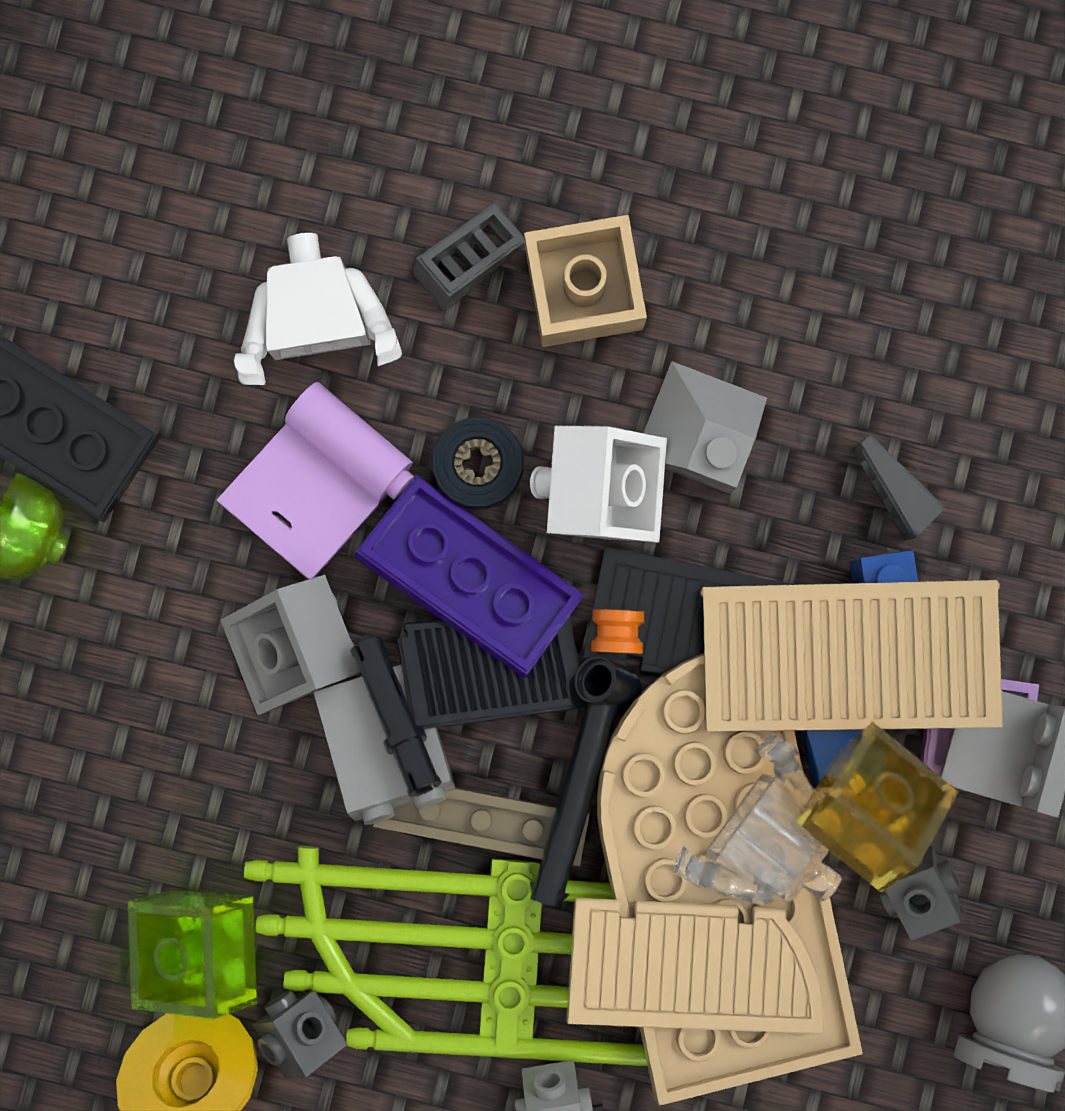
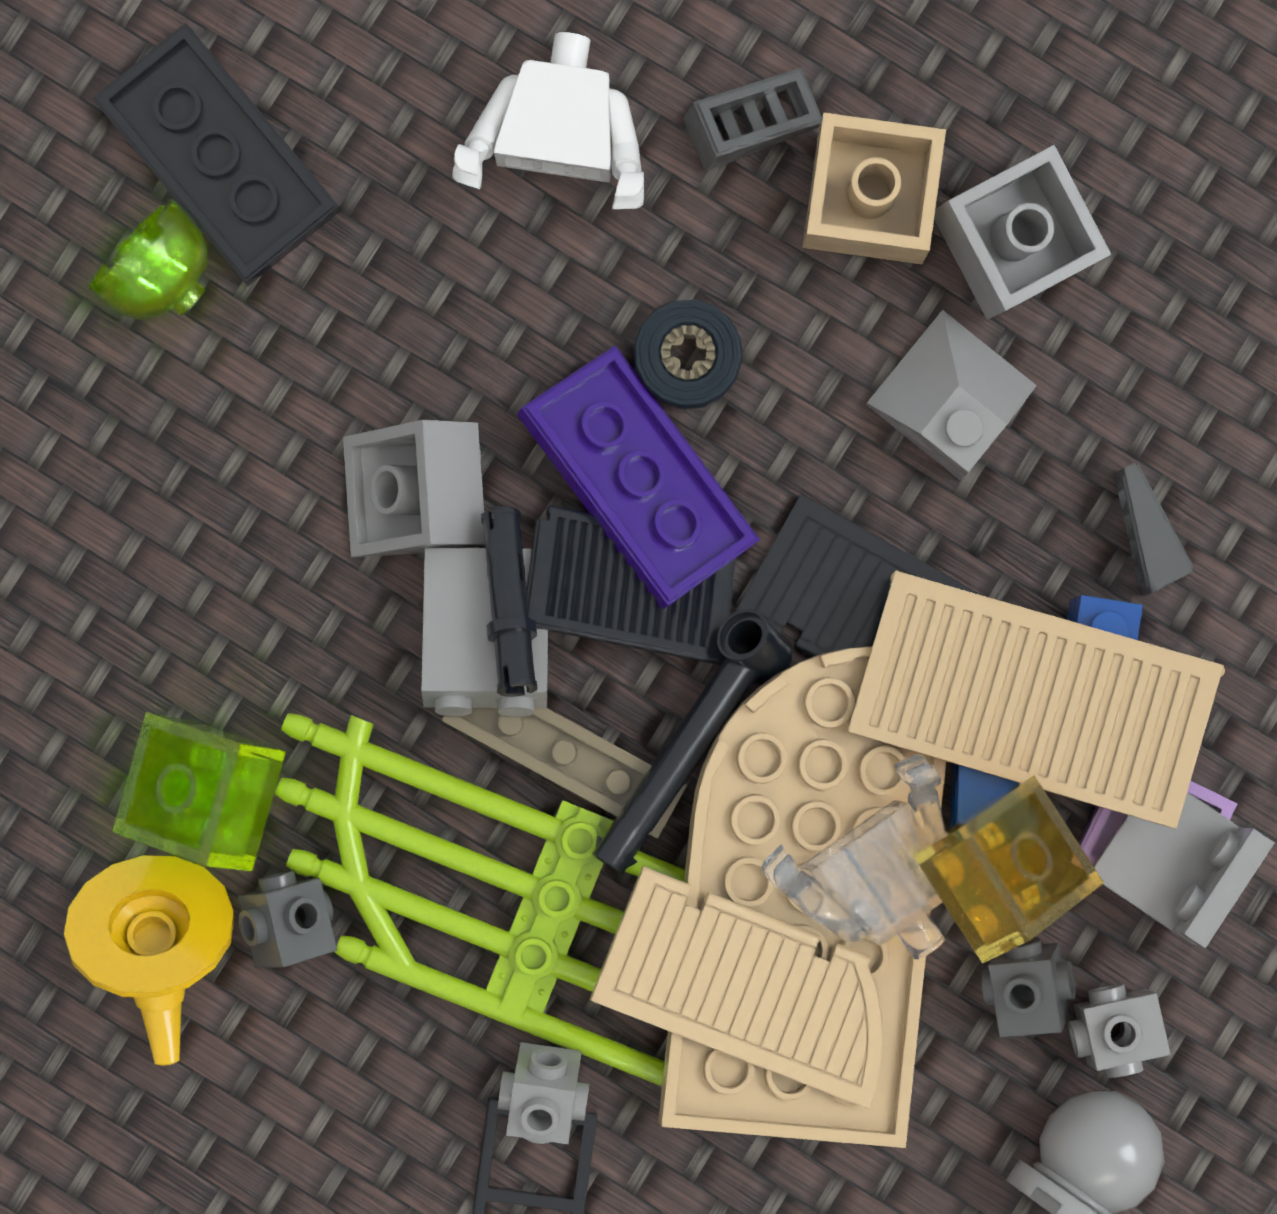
camera: 10 degrees right, 0 degrees up
(321, 476) = (507, 312): lavender door -> none
(603, 483) = (822, 420): white brick -> none
(617, 631) = (784, 591): orange wheel -> none
(715, 279) = (1020, 232): none -> light grey brick
(1005, 901) = (1140, 1033): none -> light grey brick

